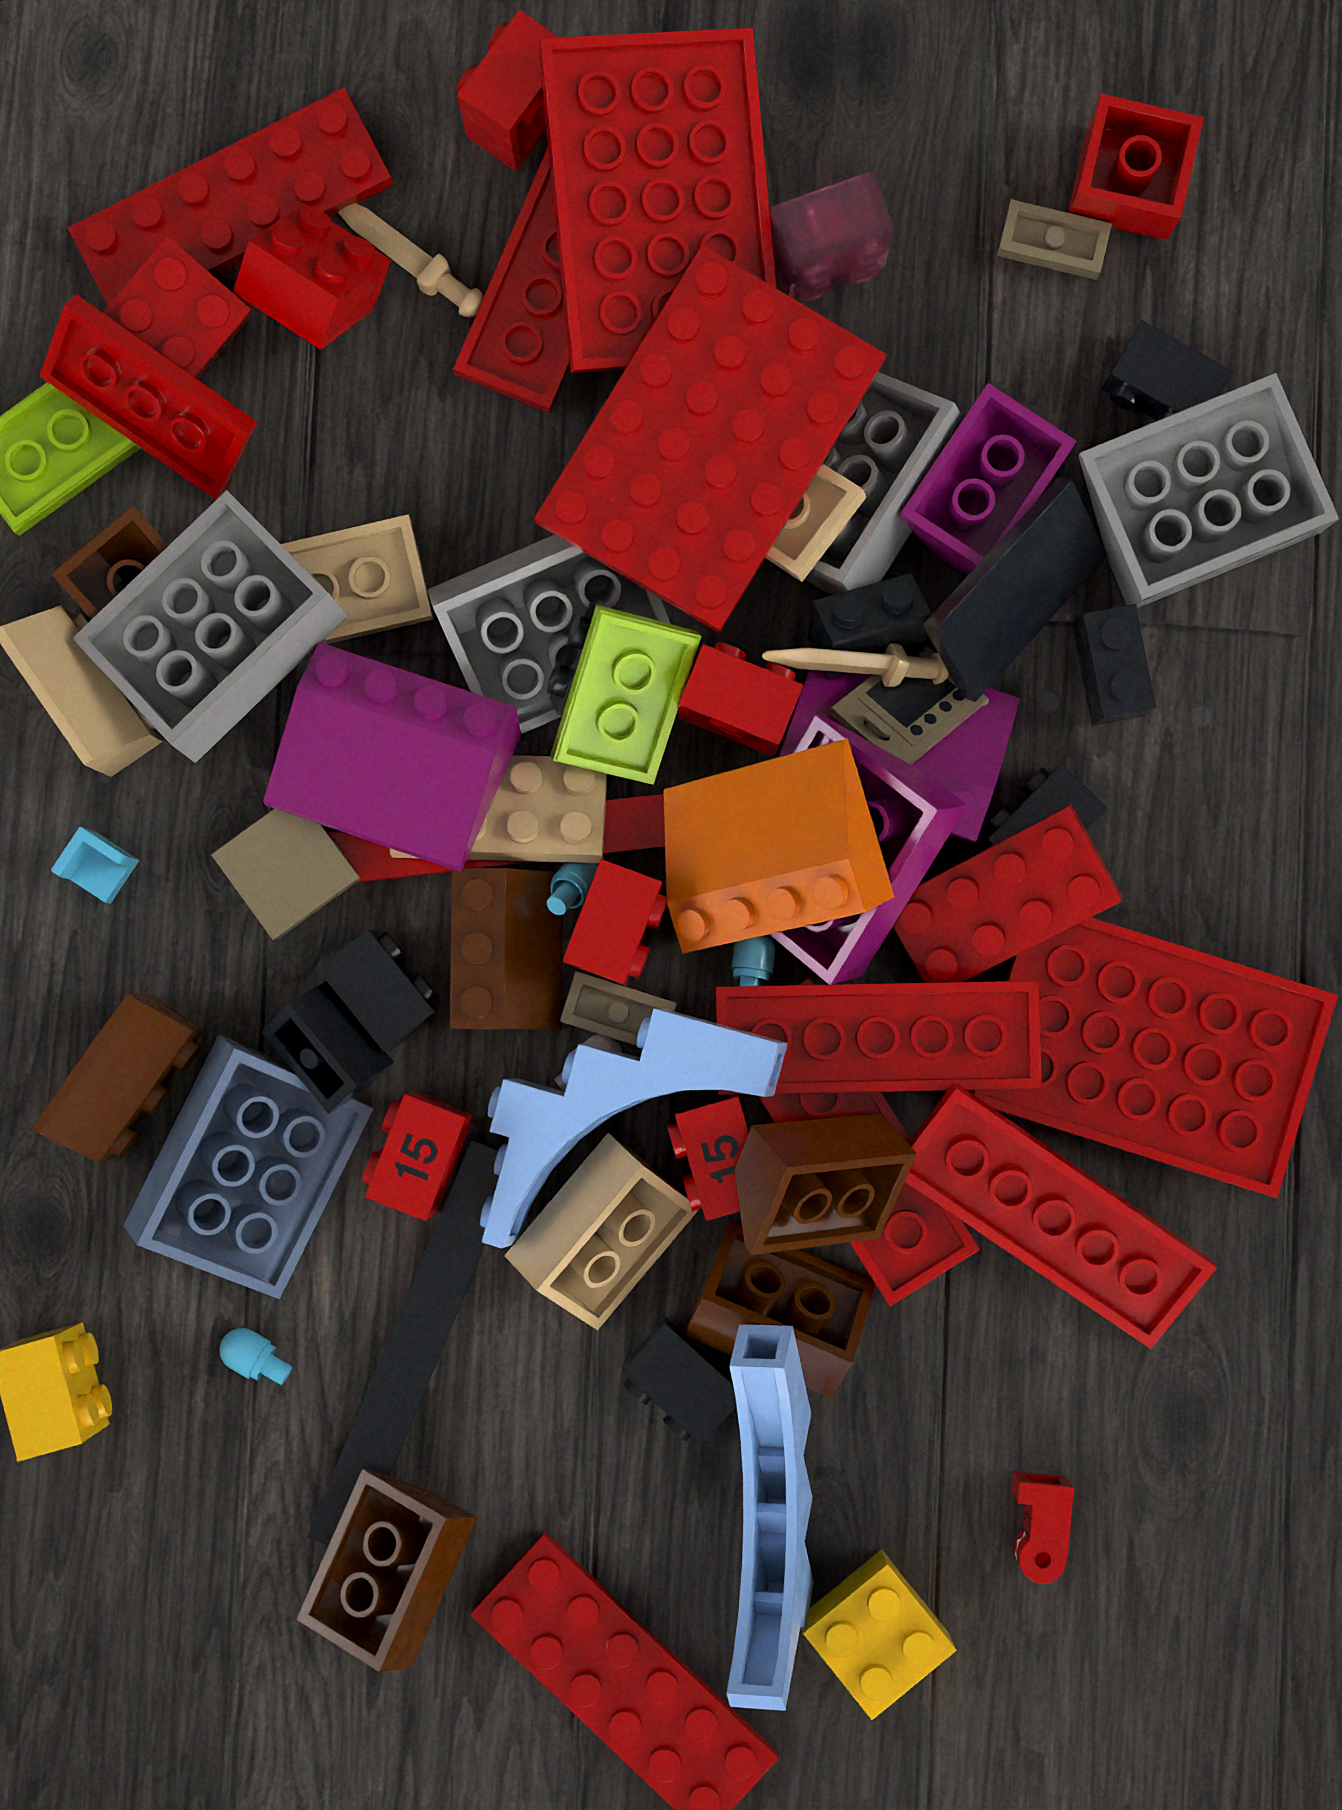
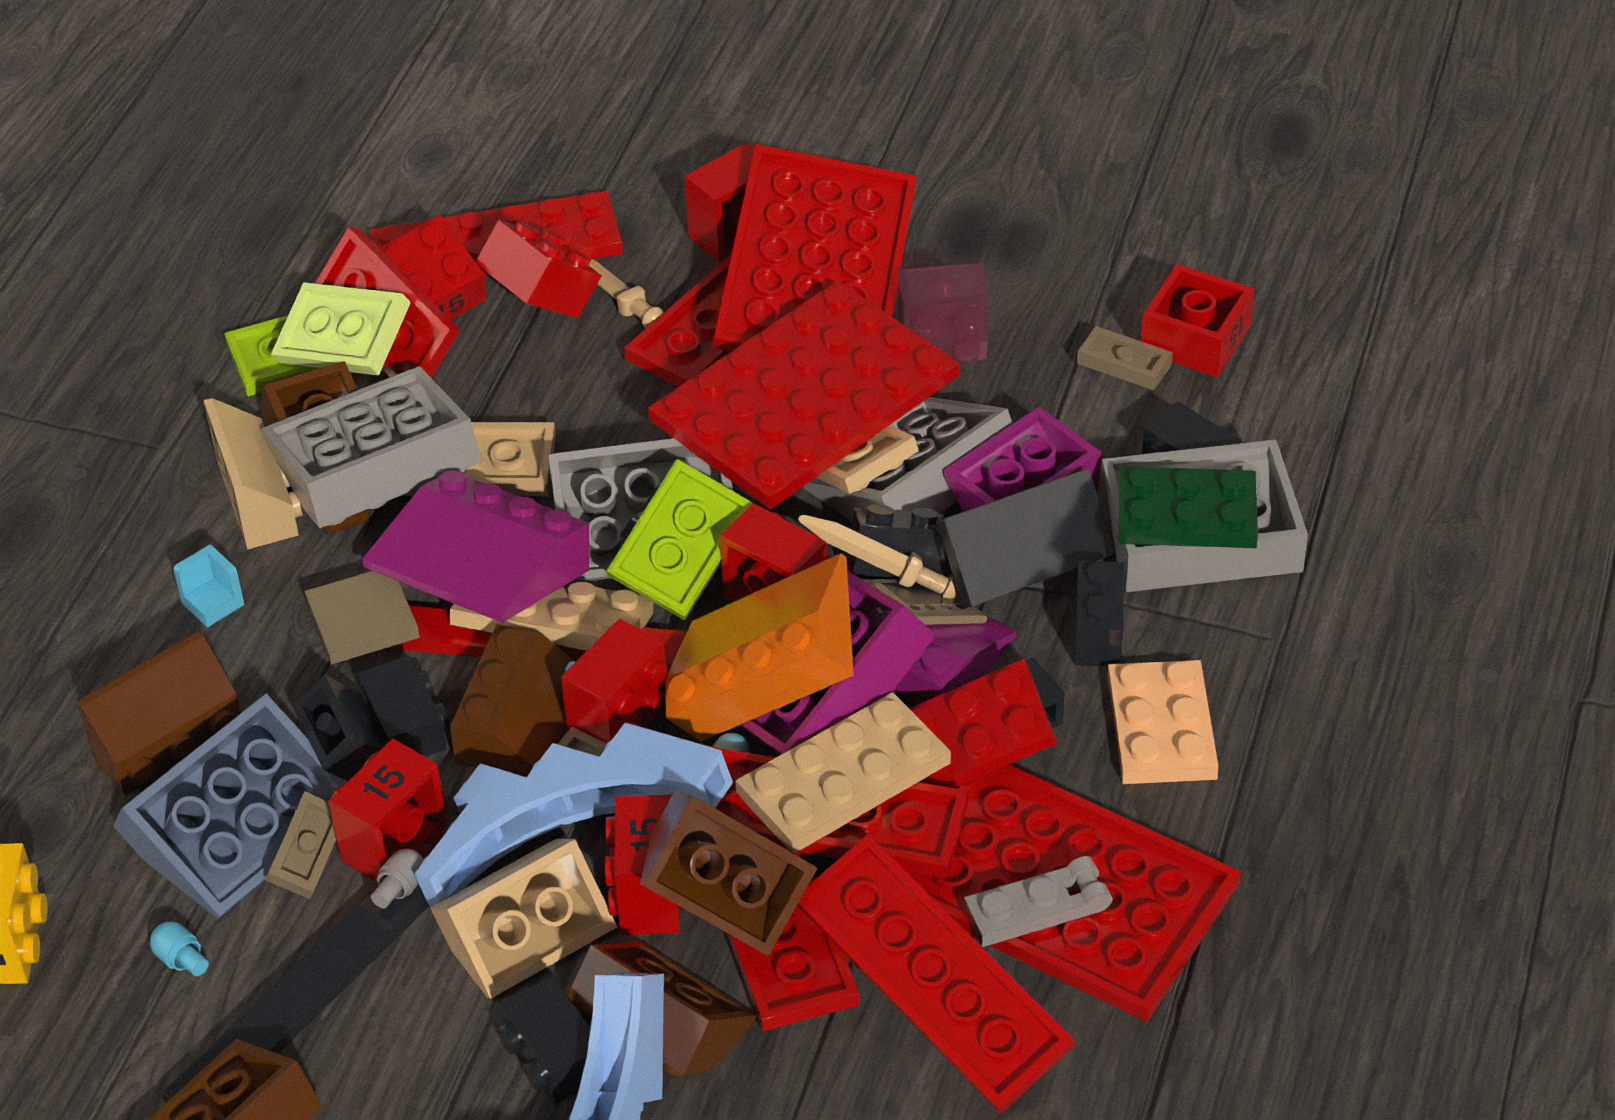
camera: 15 degrees right, 40 degrees down
(106, 444) = (340, 326): none -> yellowish green plate
(340, 1203) = (304, 847): none -> dark tan plate
(458, 1224) = (397, 877): none -> light grey cylinder
(902, 995) = (842, 772): none -> tan plate
(1138, 1098) = (1037, 902): none -> light grey plate
(1198, 515) = (1188, 507): none -> dark green plate
(1207, 791) = (1162, 722): none -> light nougat plate

